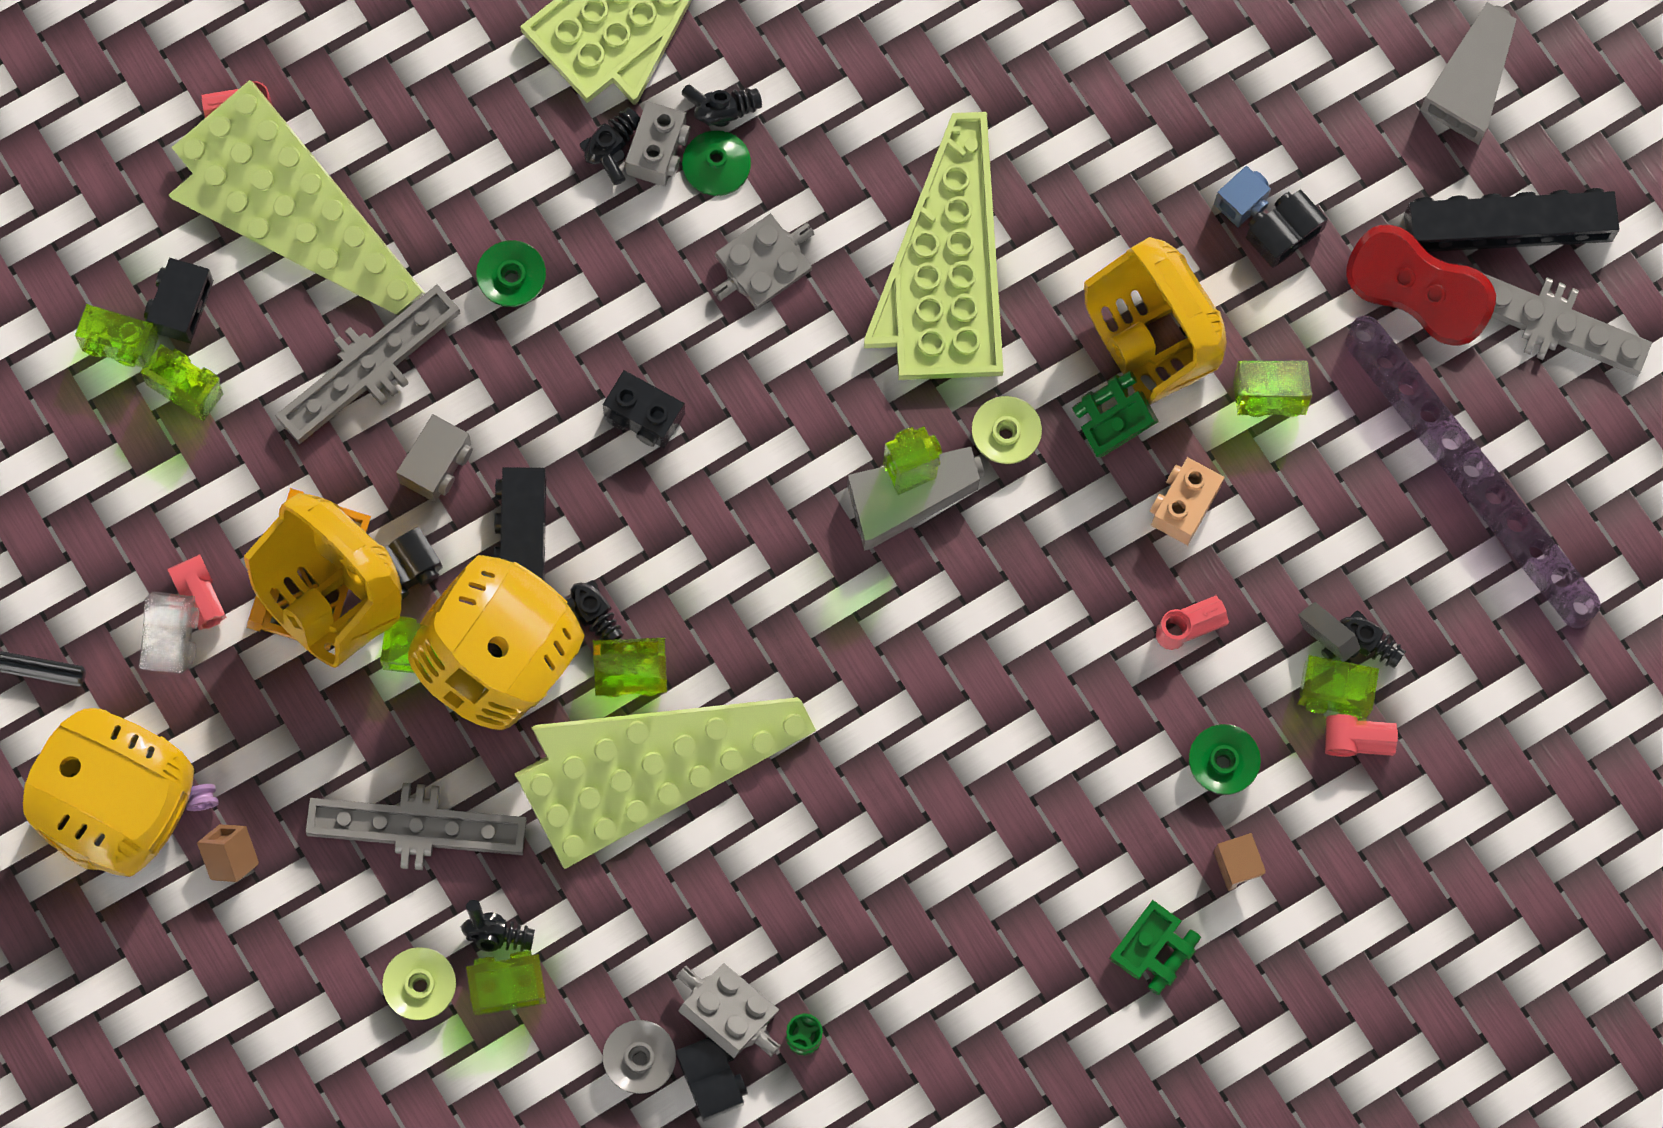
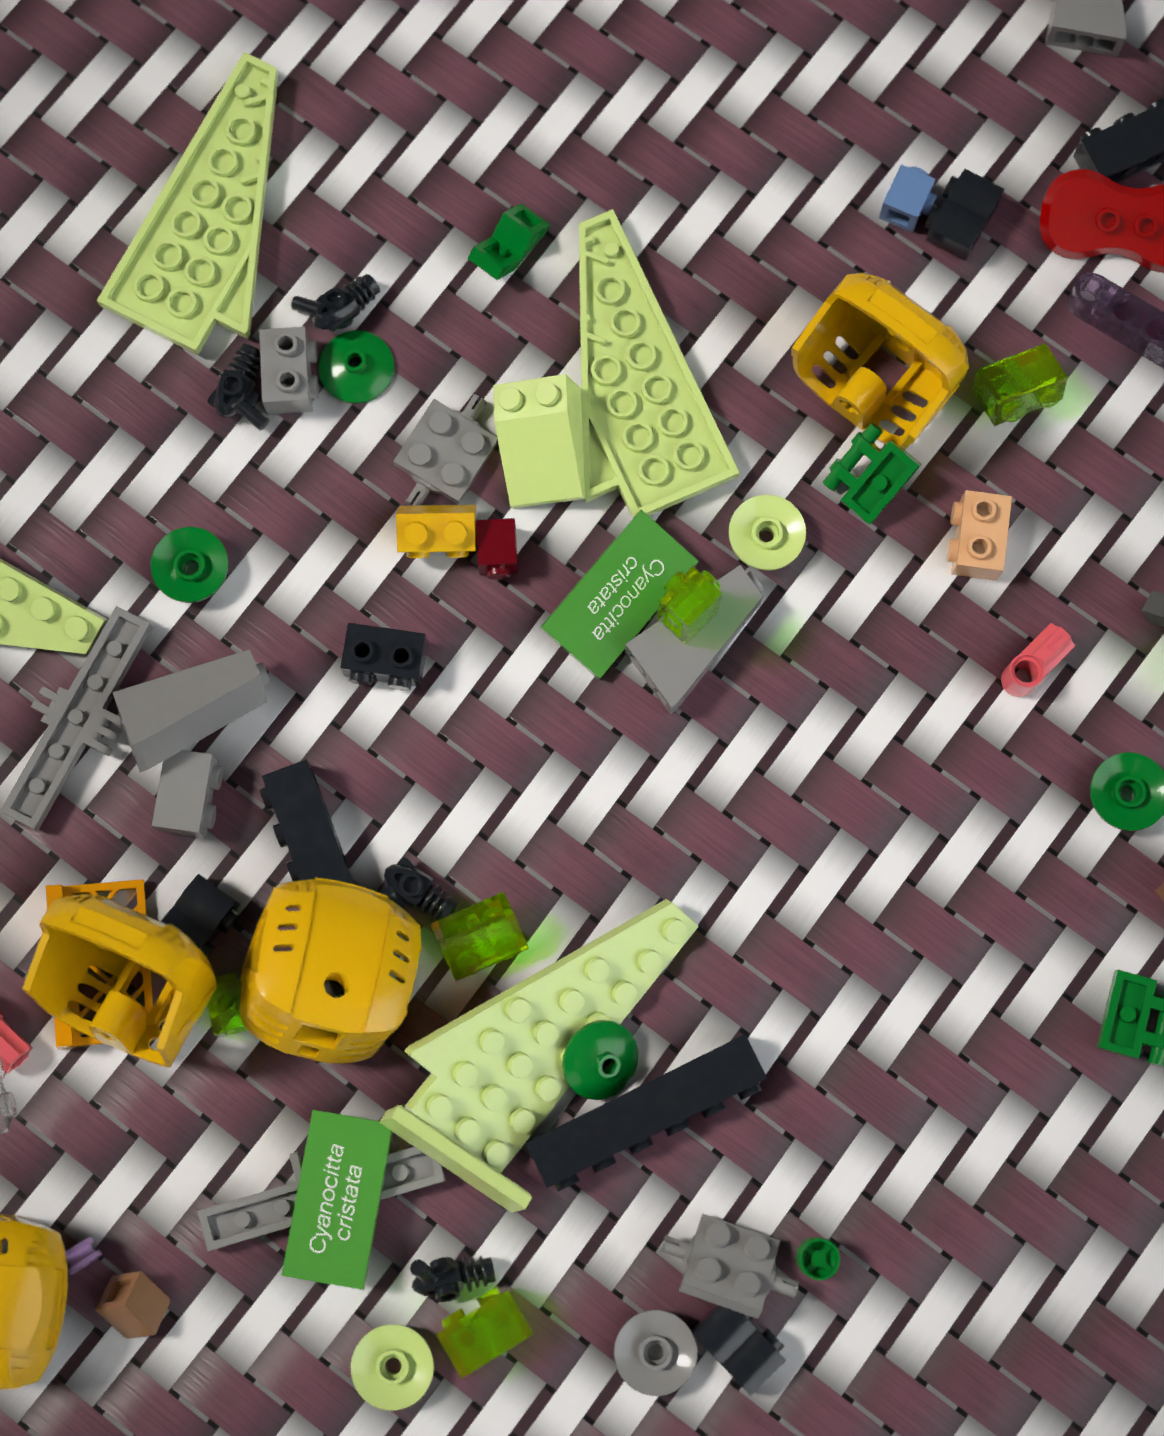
camera: 15 degrees left, 5 degrees up
(429, 831) = (337, 1200): none -> bright green tile
(465, 387) = (189, 705): none -> light grey slope
(538, 835) = (456, 1159): none -> yellowish green tile
(676, 797) = (589, 1050): none -> green dish
(711, 862) = (647, 1111): none -> black brick
(728, 321) = (436, 529): none -> yellow brick
(773, 357) = (497, 548): none -> dark red brick
(846, 281) = (540, 440): none -> yellowish green slope
(855, 433) = (617, 594): none -> bright green tile
(890, 107) = (510, 243): none -> green slope

